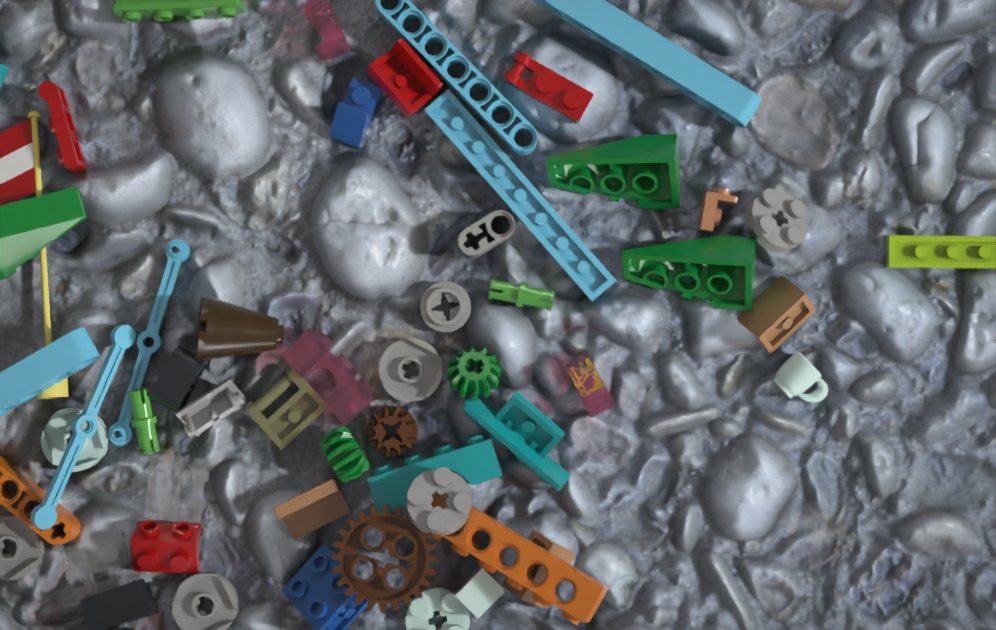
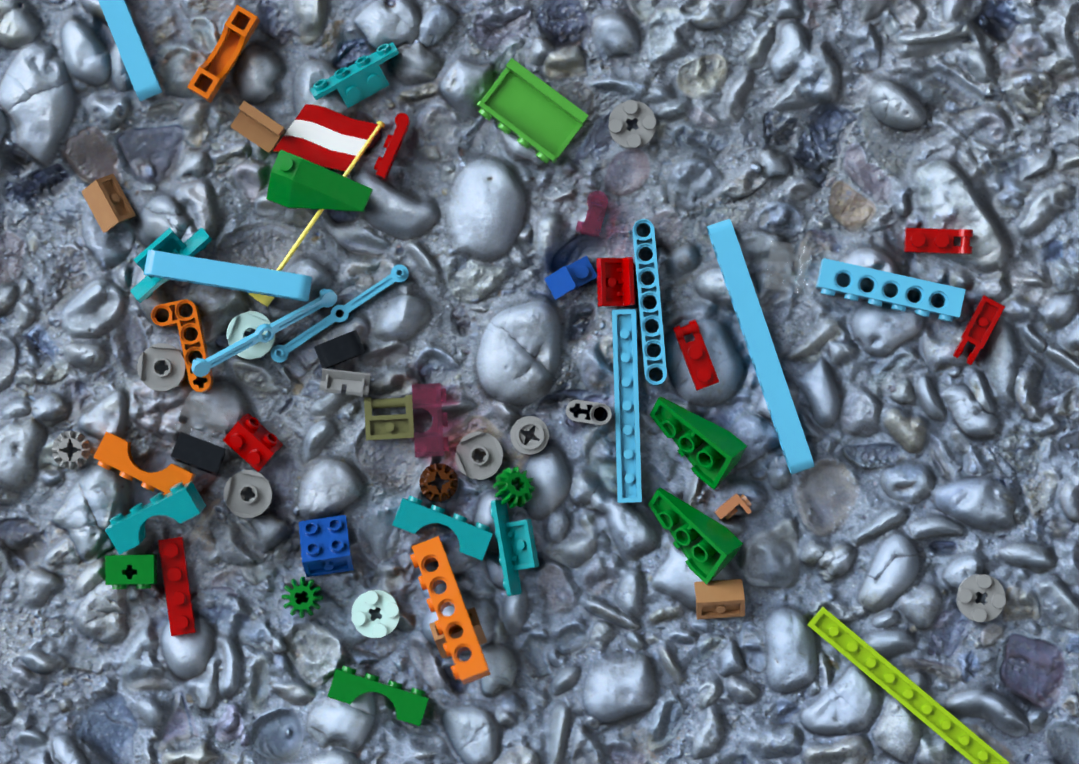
camera: 35 degrees right, 0 degrees up
(143, 421) = (299, 357): bright green pin -> none
(166, 485) = (281, 406): clear plate -> none
(234, 330) = (395, 348): dark brown cone -> none
(313, 508) = (356, 489): medium nougat panel -> none
(344, 454) = (401, 473): green gear -> none
(376, 587) = (395, 539): reddish brown gear -> none
(441, 483) = (424, 554): light grey plate -> none
(479, 592) = (413, 617): light aqua panel -> none
(521, 294) = (580, 464): bright green pin -> none
(589, 386) = (575, 550): clear pink leg -> none
(788, 211) = (776, 544): light grey plate -> none
(797, 376) = (702, 645): light aqua piece -> none

